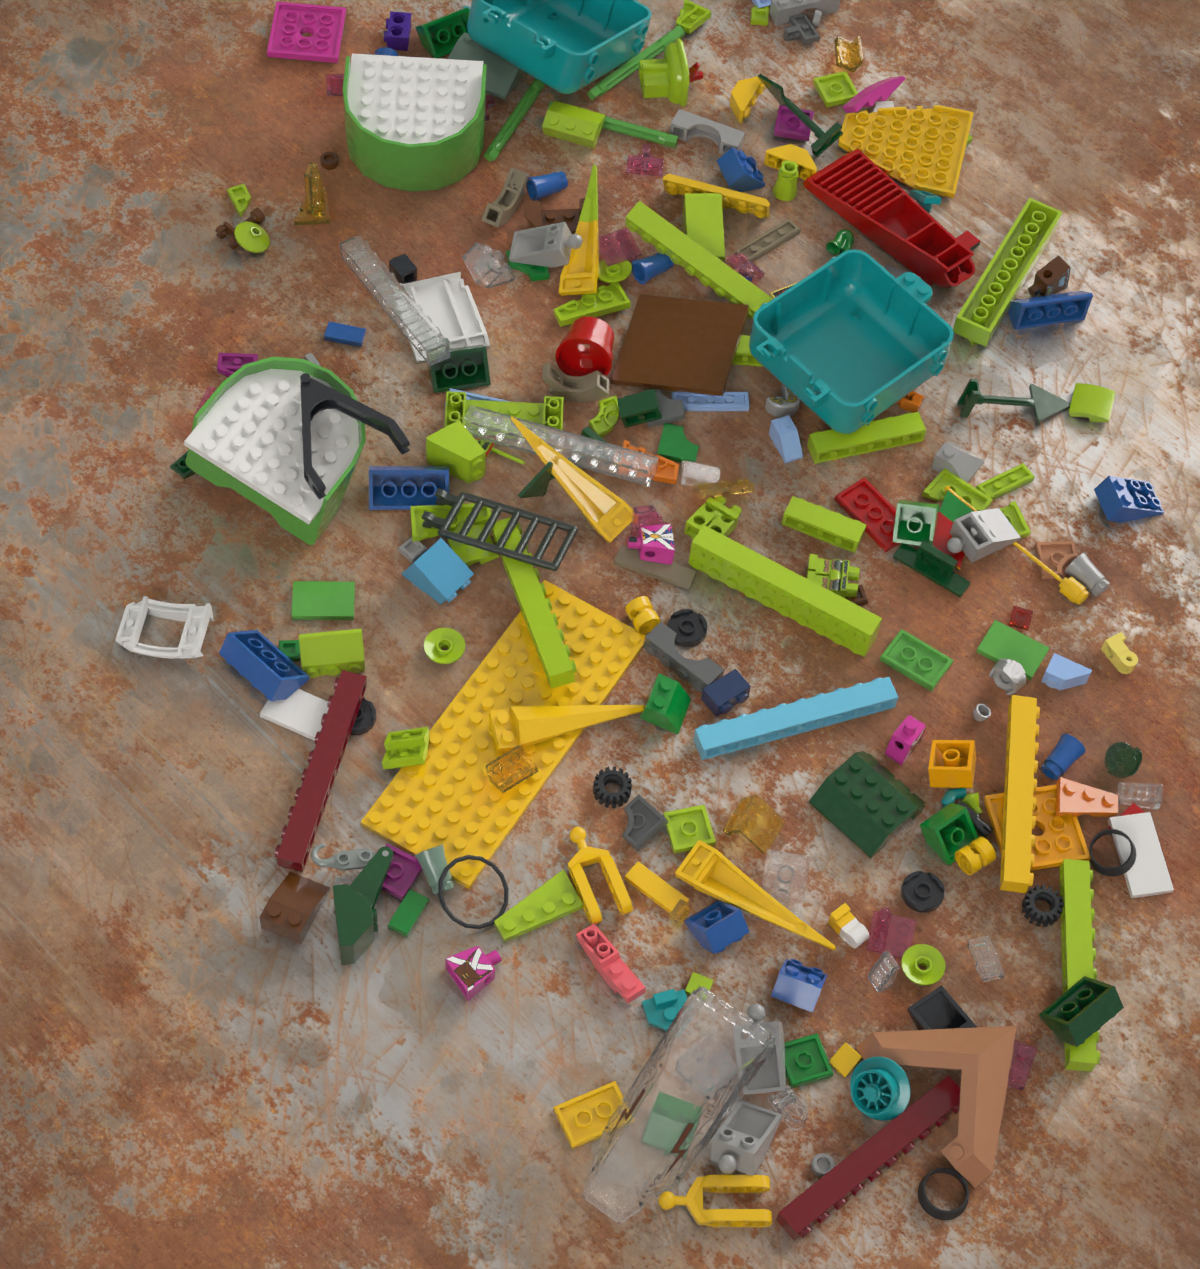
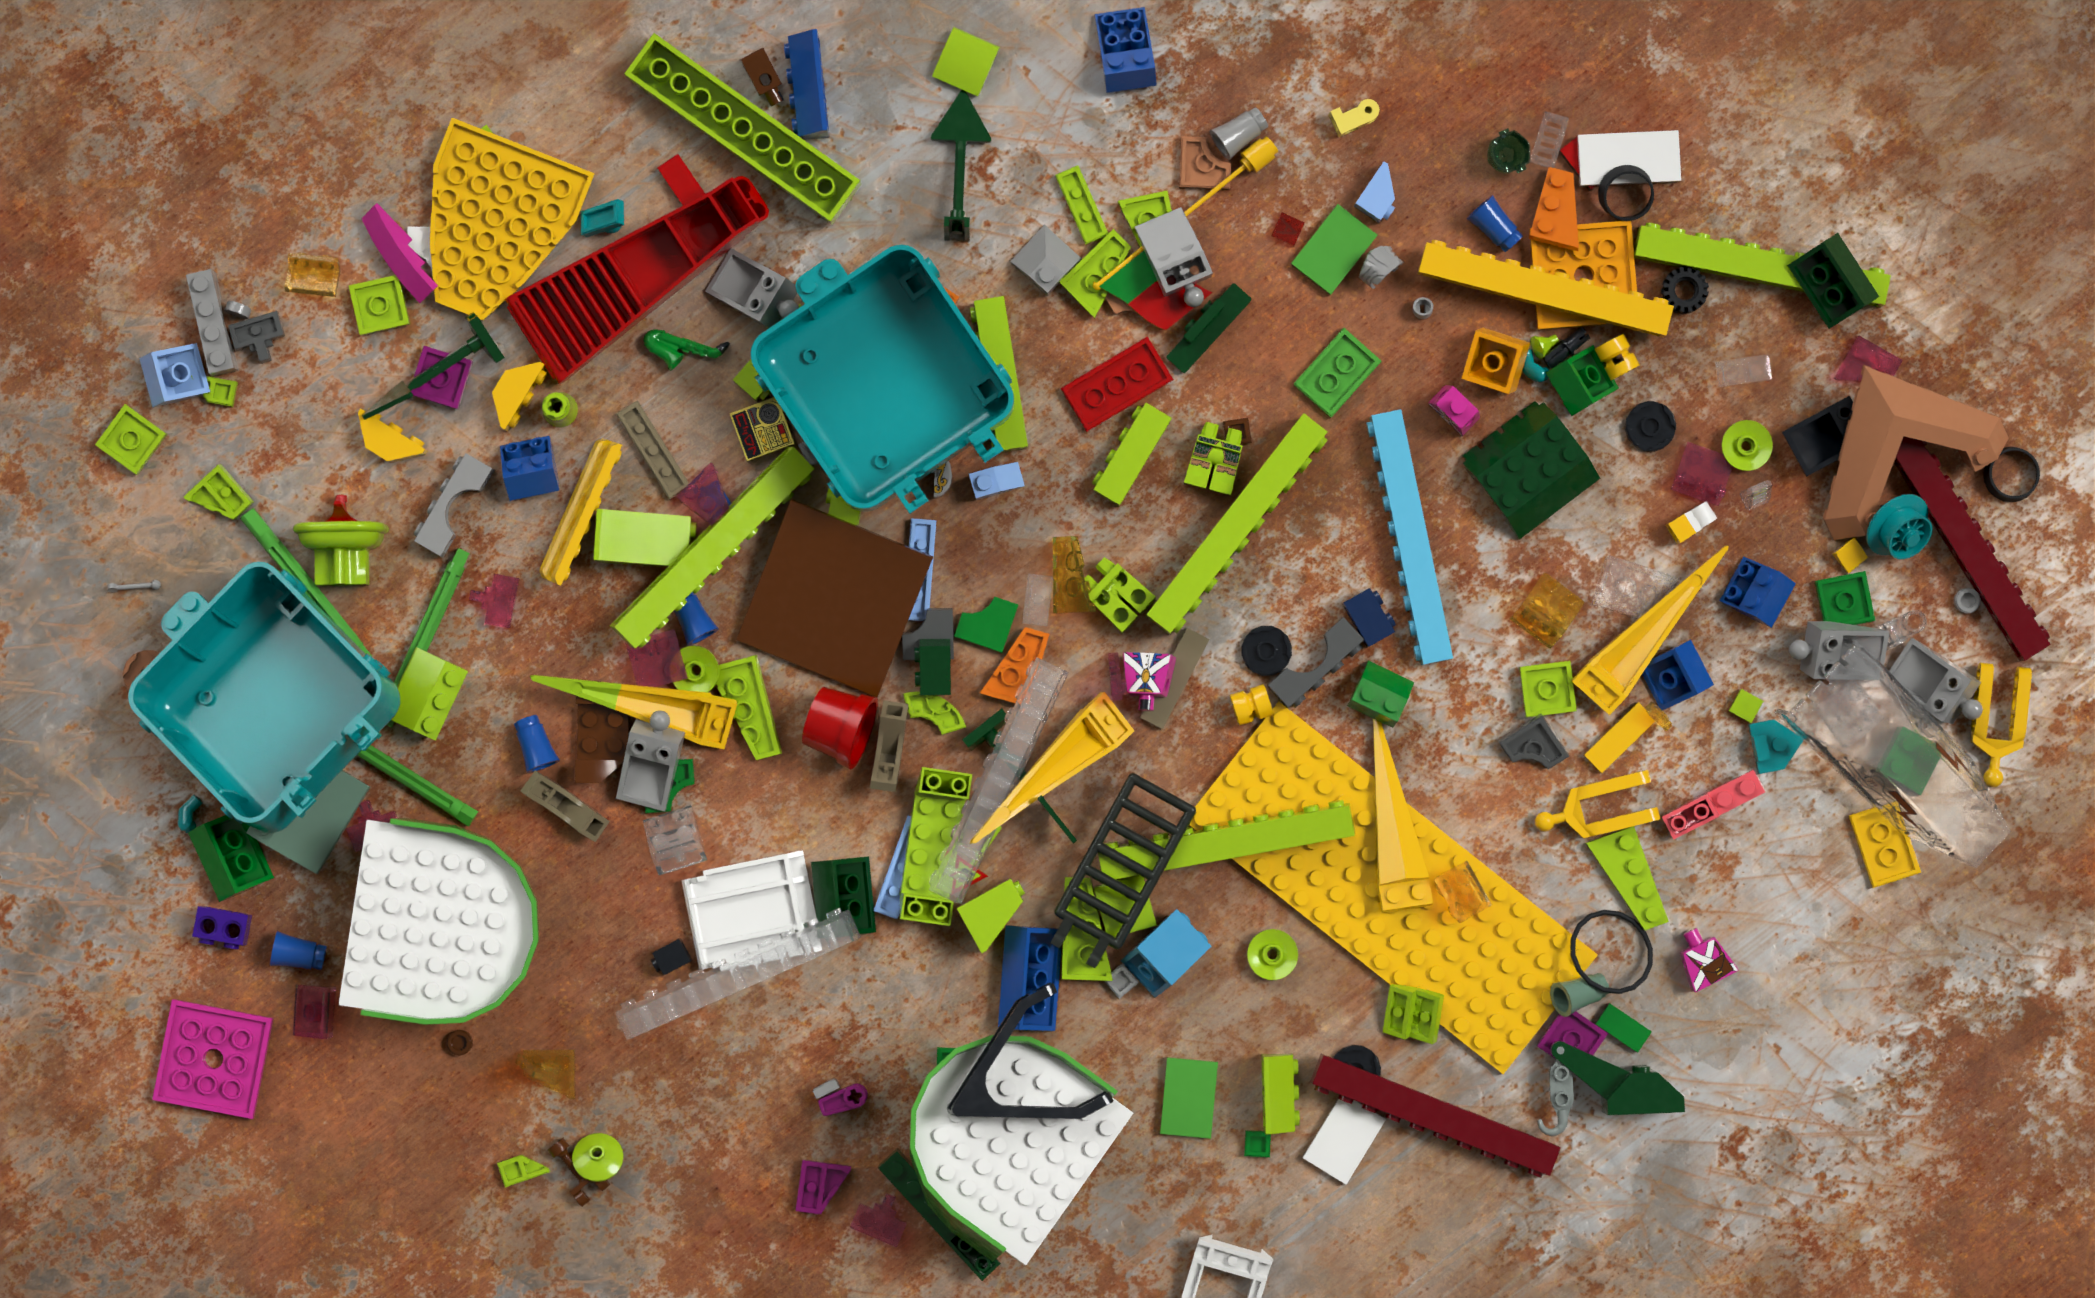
camera: 80 degrees left, 30 degrees up
(263, 664) = (1284, 1176): blue slope -> none
(293, 907) = (1604, 1157): reddish brown slope -> none
(345, 334) = (770, 1042): blue tile -> none
(608, 797) = (1473, 761): black tyre -> none
(915, 522) = (1148, 338): green slope -> none

